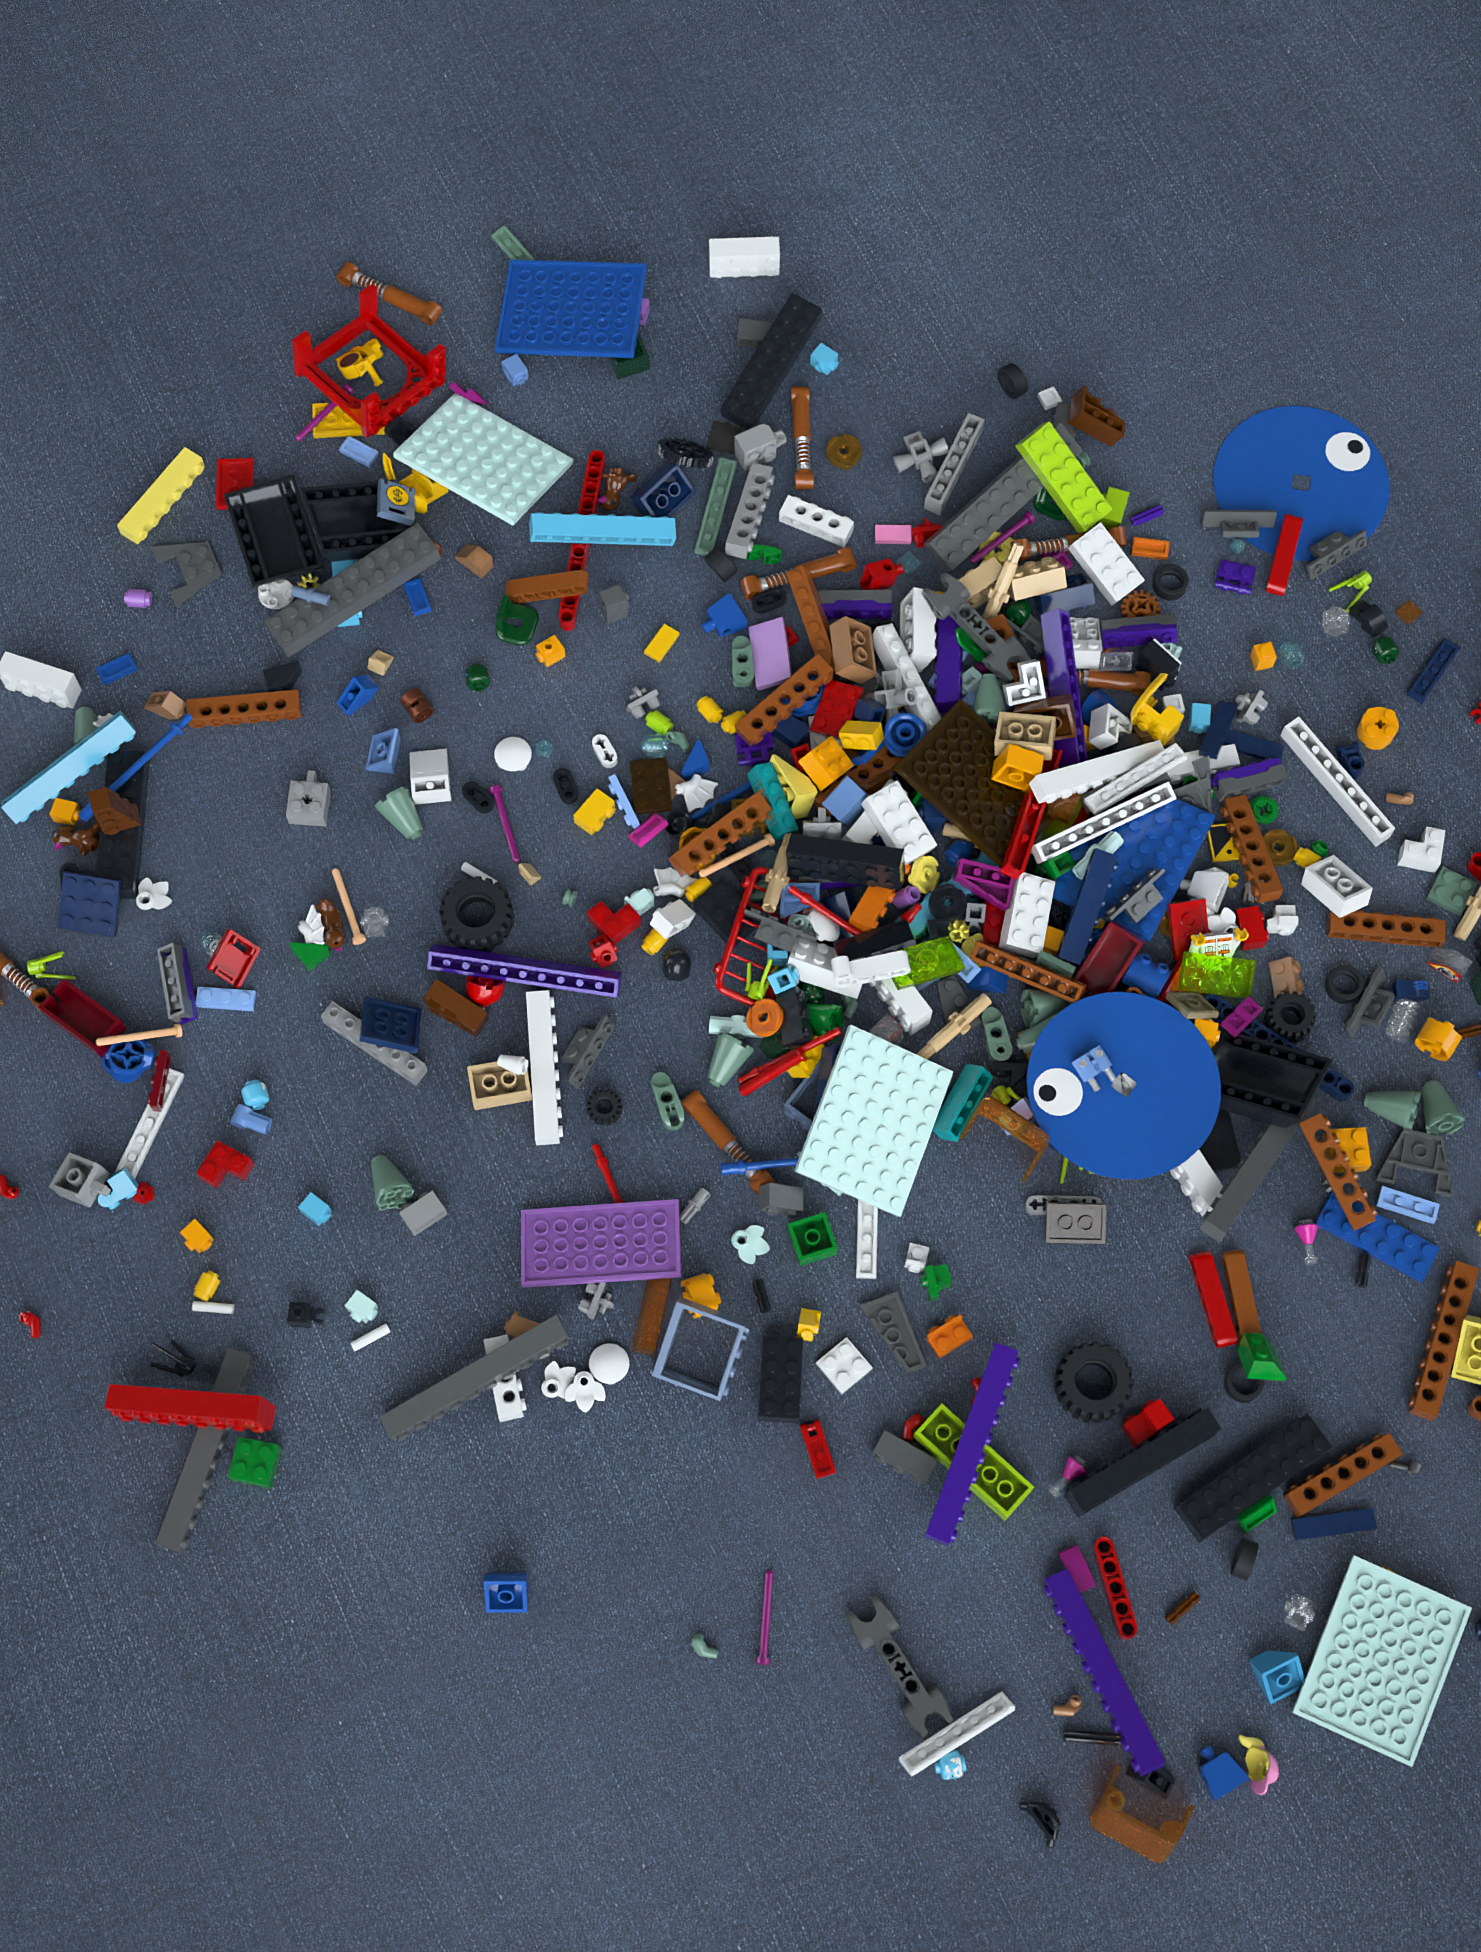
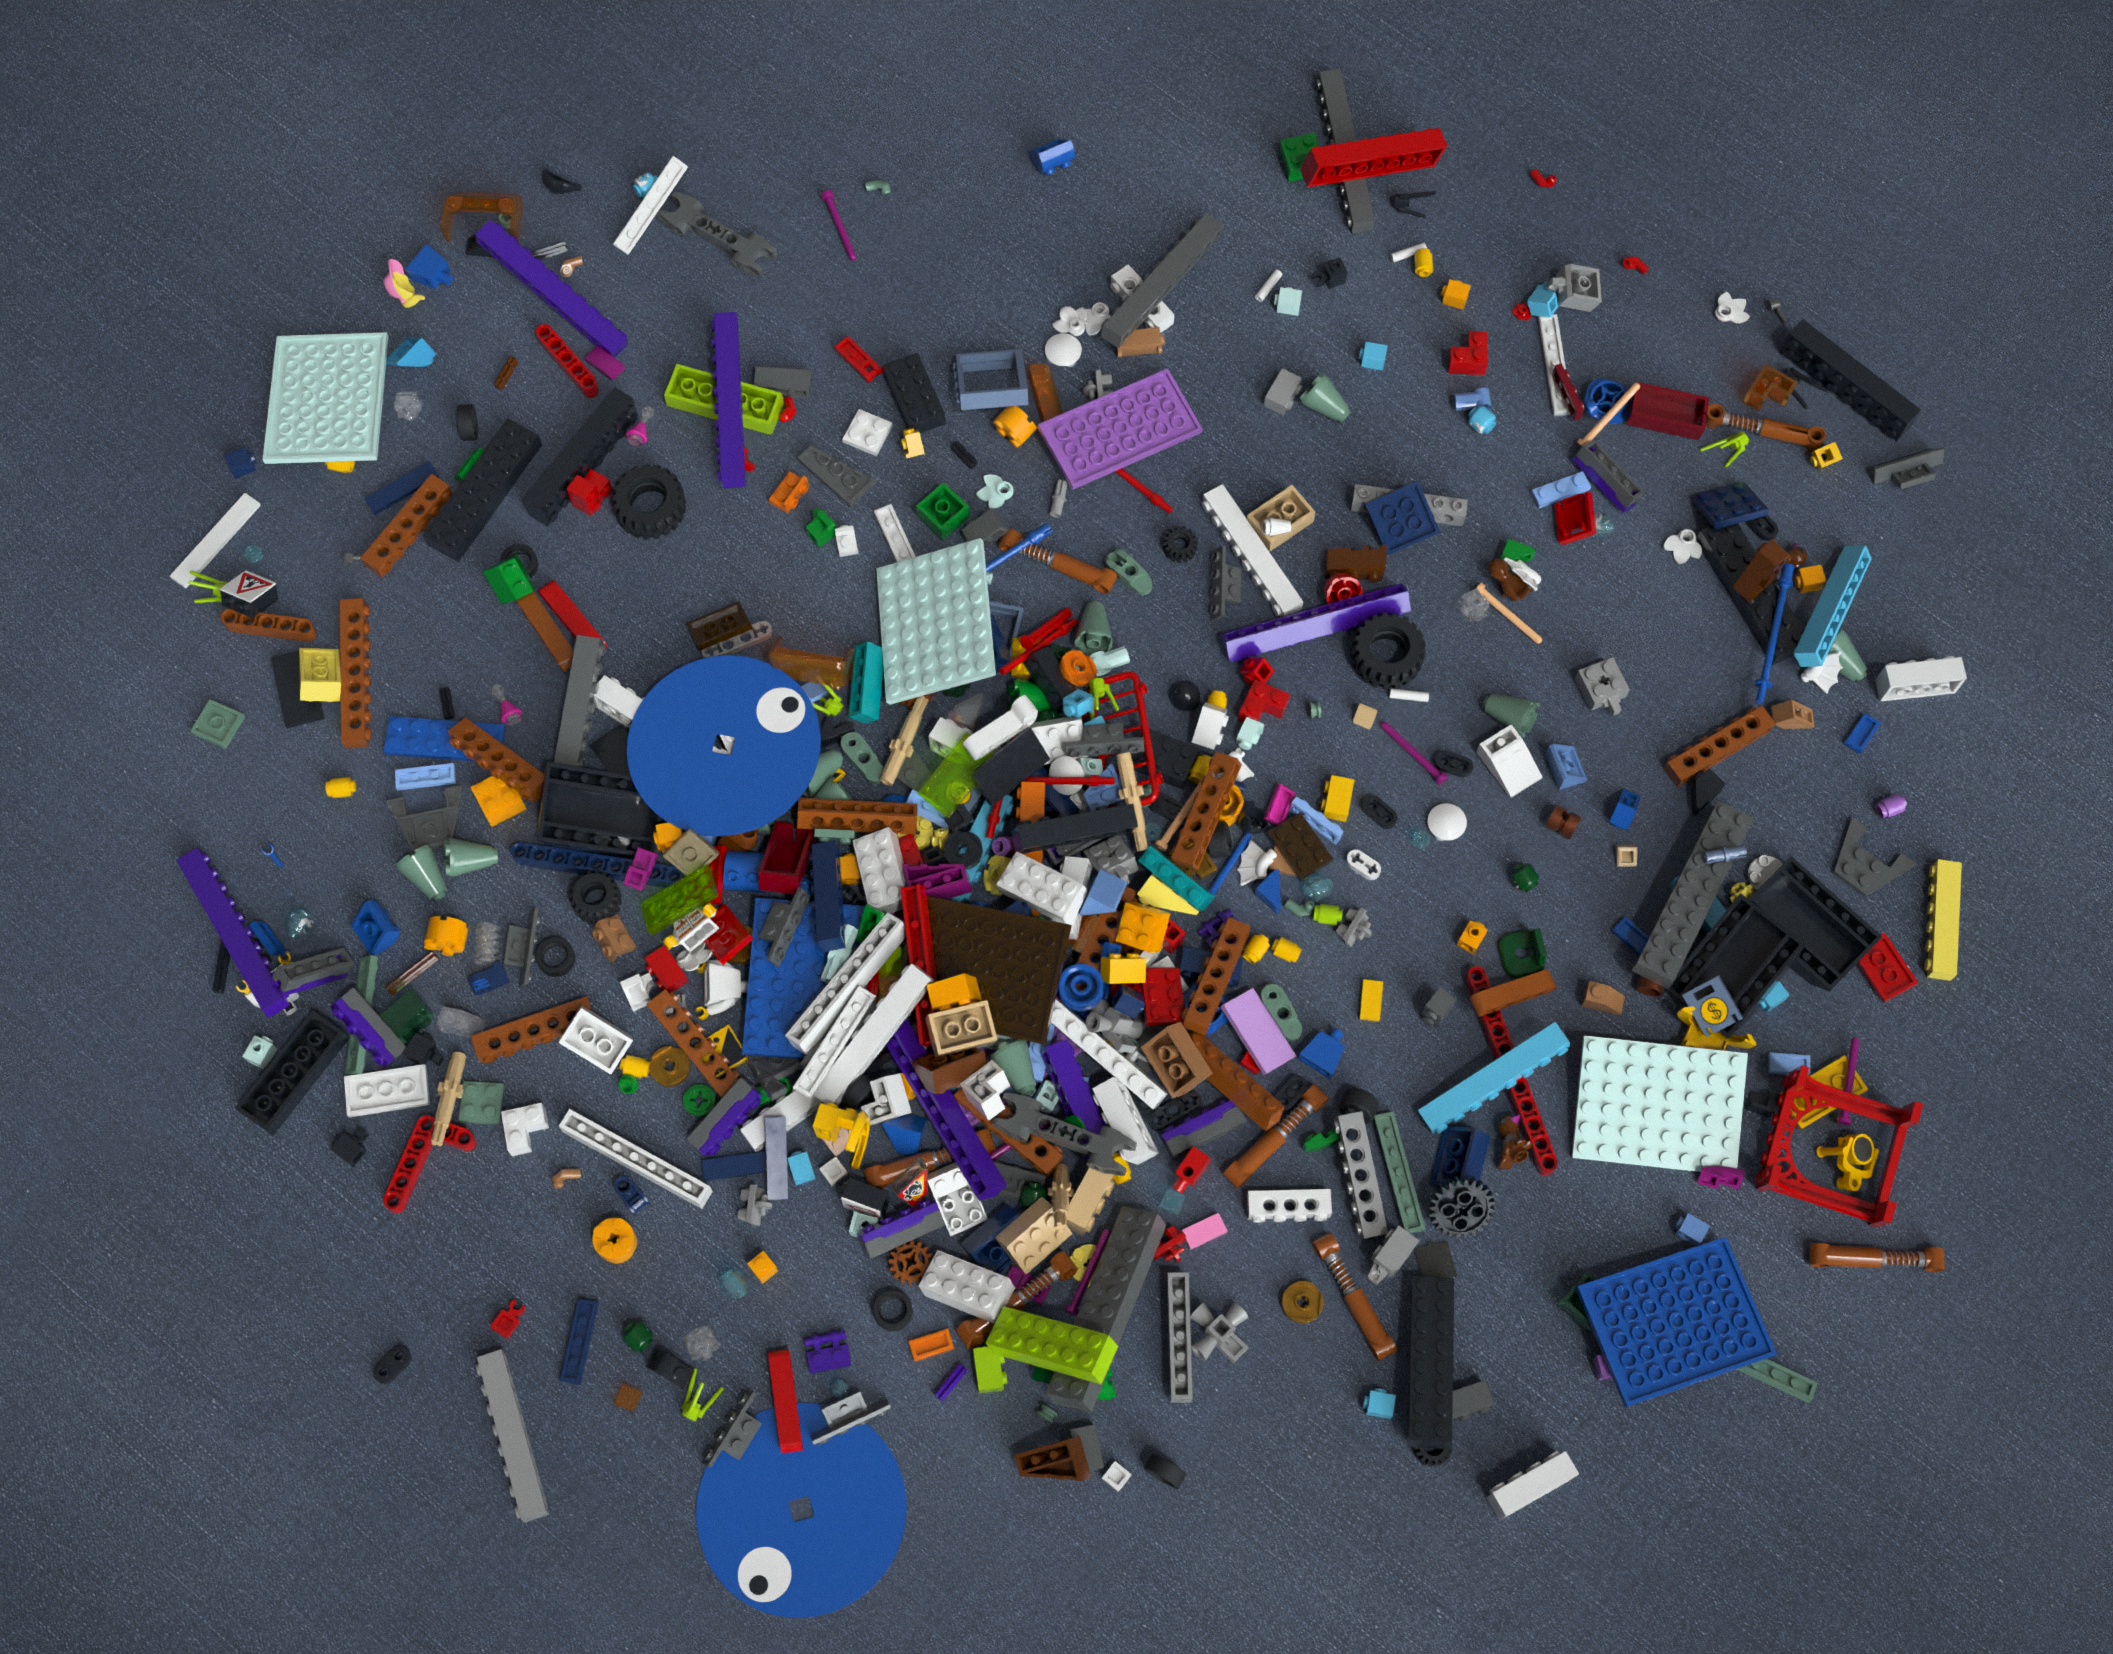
camera: 155 degrees right, 0 degrees up
(1093, 1064) = (759, 742): medium blue piece -> none

